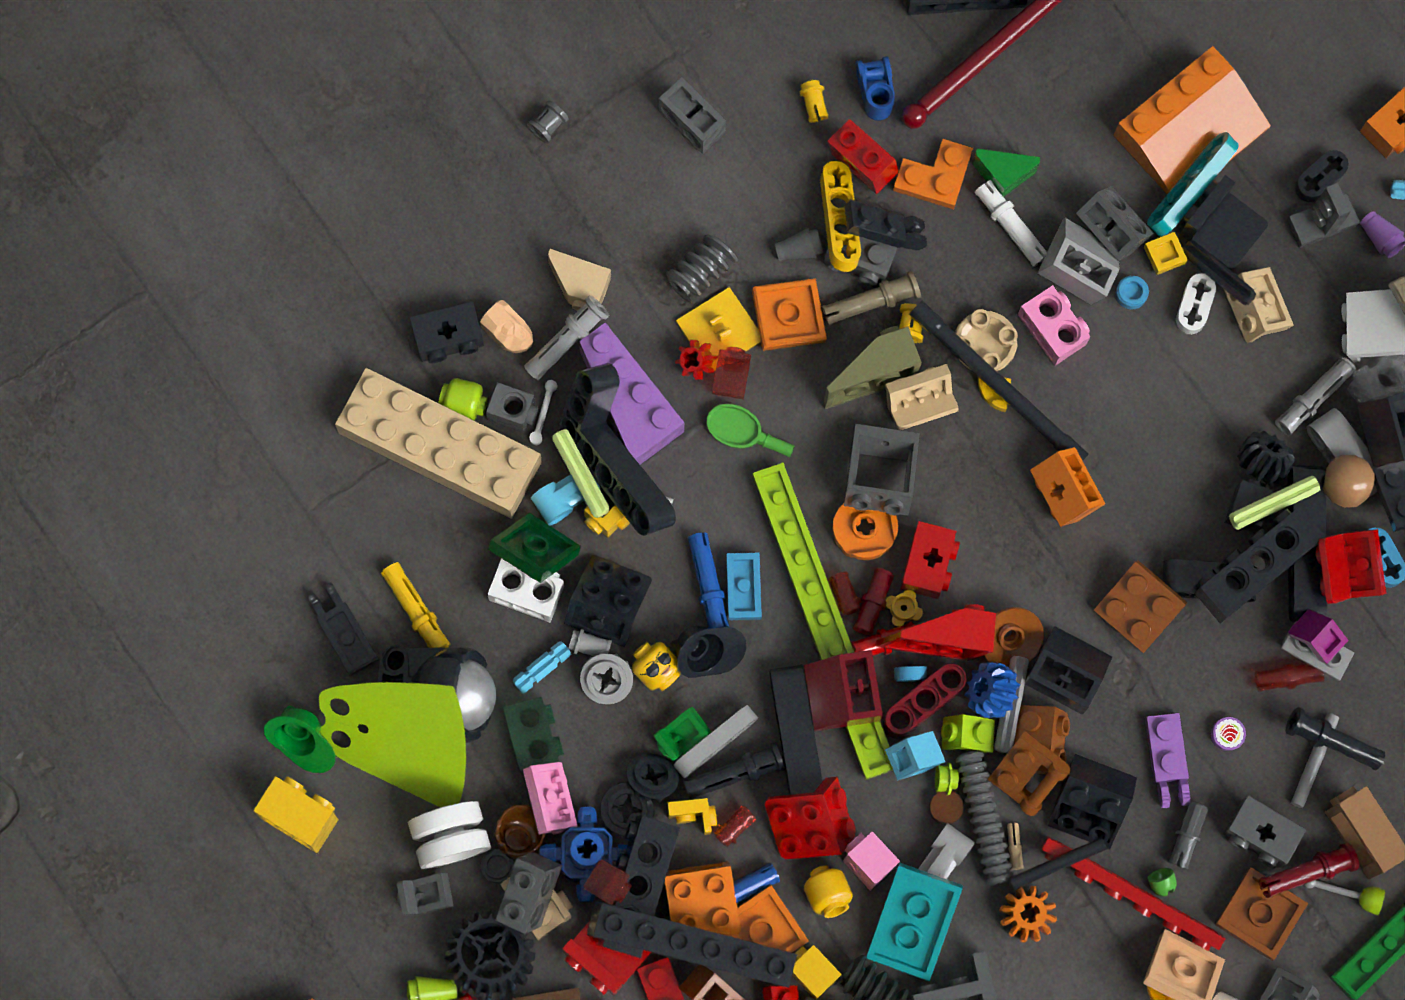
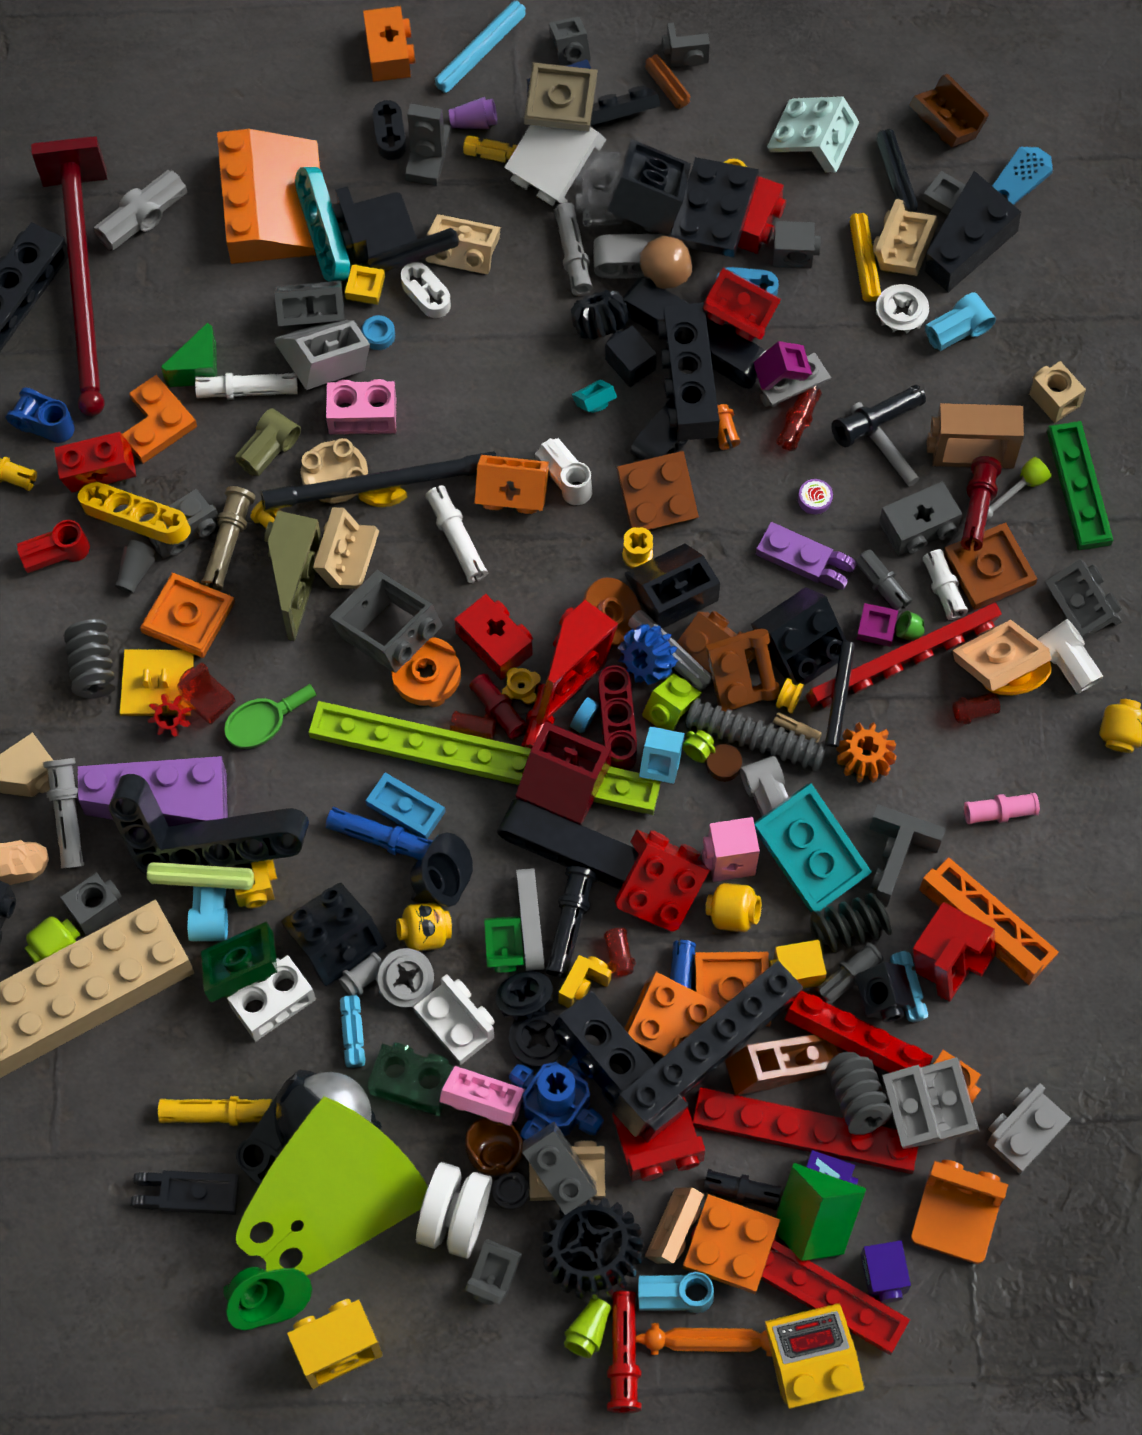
camera: 50 degrees left, 10 degrees down
(536, 436) = (134, 900): white hinge -> none
(599, 737) = (456, 1019): none -> white bracket
(608, 883) = (603, 1082): clear red bracket -> none
(771, 173) = (51, 546): none -> red piece
(884, 226) = (171, 482): black hinge -> none
(983, 274) = (272, 435): none -> olive piece
(1003, 461) = (451, 523): none -> white pin
(1036, 823) = (789, 695): none -> yellow bush
(1090, 619) = (636, 539): none -> yellow bush
(1107, 33) = (140, 210): none -> light grey piece
(1111, 520) = (566, 470): none -> white piece
(1126, 977) = (975, 707): none -> clear red pin
(1146, 854) = (877, 624): none -> magenta plate
(1192, 501) = (595, 396): none -> teal plate
(1220, 887) = (945, 584): none -> white pin
(1239, 622) = (726, 427): none -> orange pin
(1274, 502) = (644, 328): yellowish green axle -> none
(1361, 267) = (488, 149): none -> yellow axle

